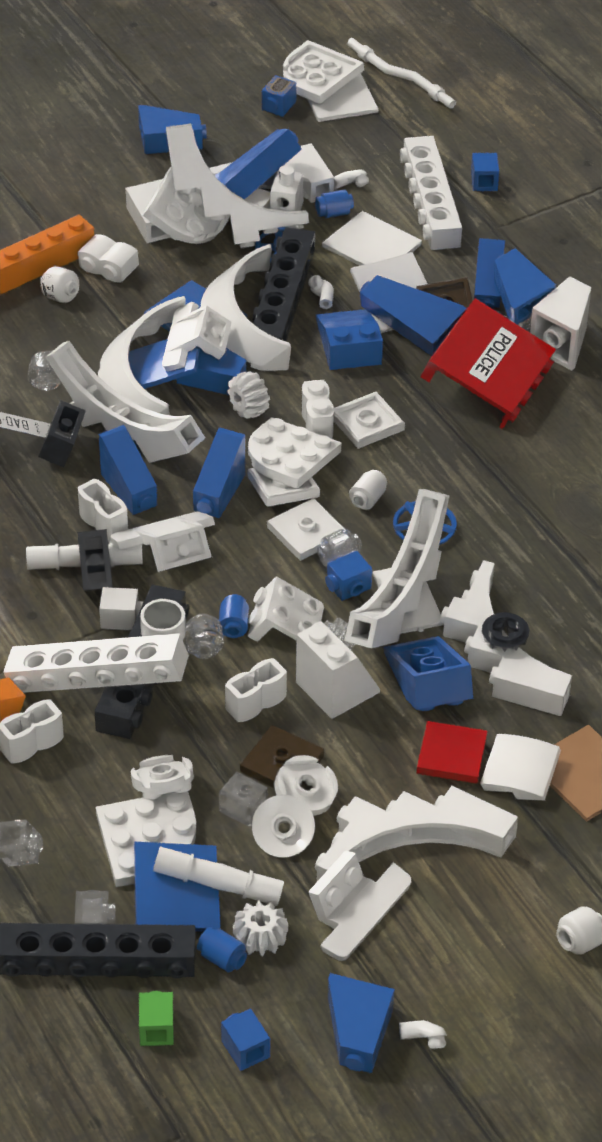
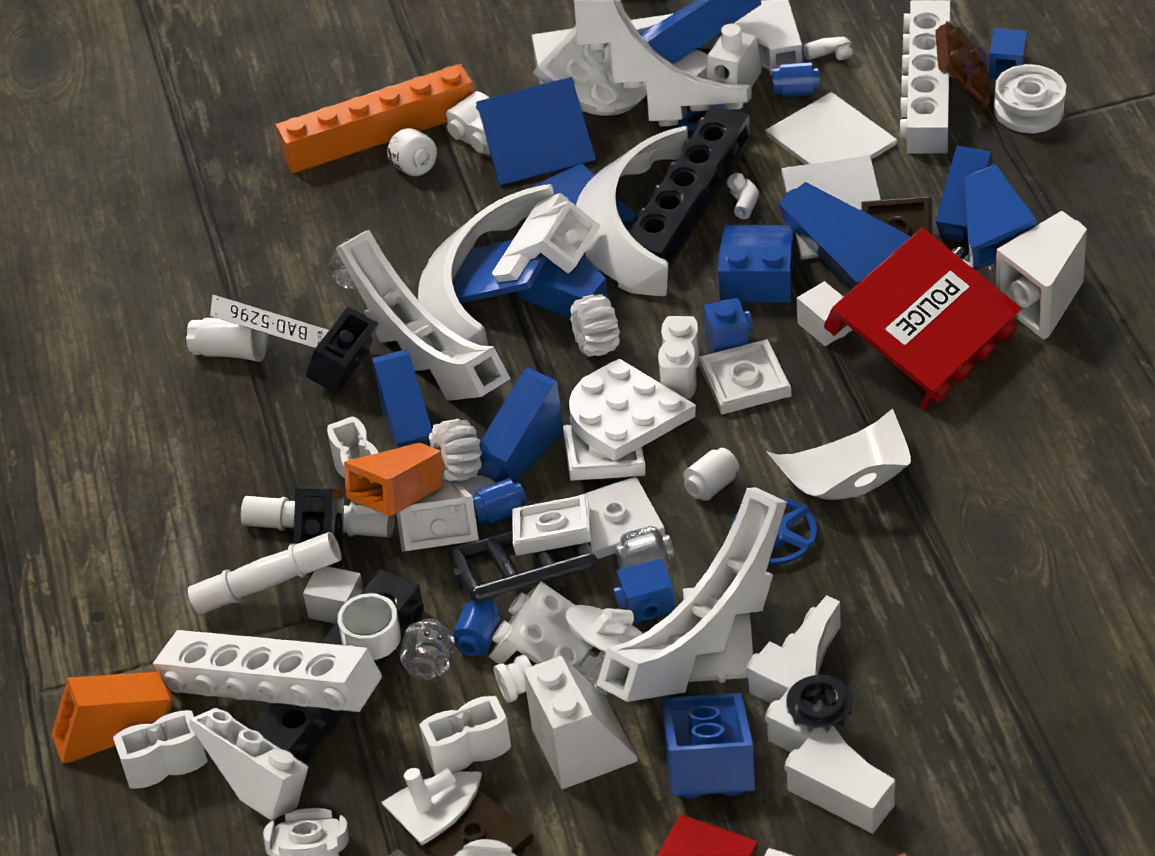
camera: 20 degrees right, 0 degrees up
(64, 598) = (264, 573): none -> white piece
(109, 734) = (254, 767): none -> white slope
(141, 518) = (394, 477): none -> orange slope
(153, 259) = (535, 131): none -> blue piece
(176, 494) = (458, 449): none -> white gear
(220, 527) = (497, 500): none -> blue brick
(244, 740) = (433, 803): none -> white shield
(252, 579) = (511, 578): none -> black bar
(267, 538) = (551, 525): none -> white tile
(276, 646) = (511, 678): none -> white wheel
(335, 603) = (602, 627): none -> white shield
(345, 384) = (726, 325): none -> blue brick
(408, 368) = (814, 309): none -> white brick
(458, 180) = (963, 62): none -> reddish brown plate
(467, 469) = (849, 464): none -> white piece
(510, 201) = (1029, 98): none -> white wheel

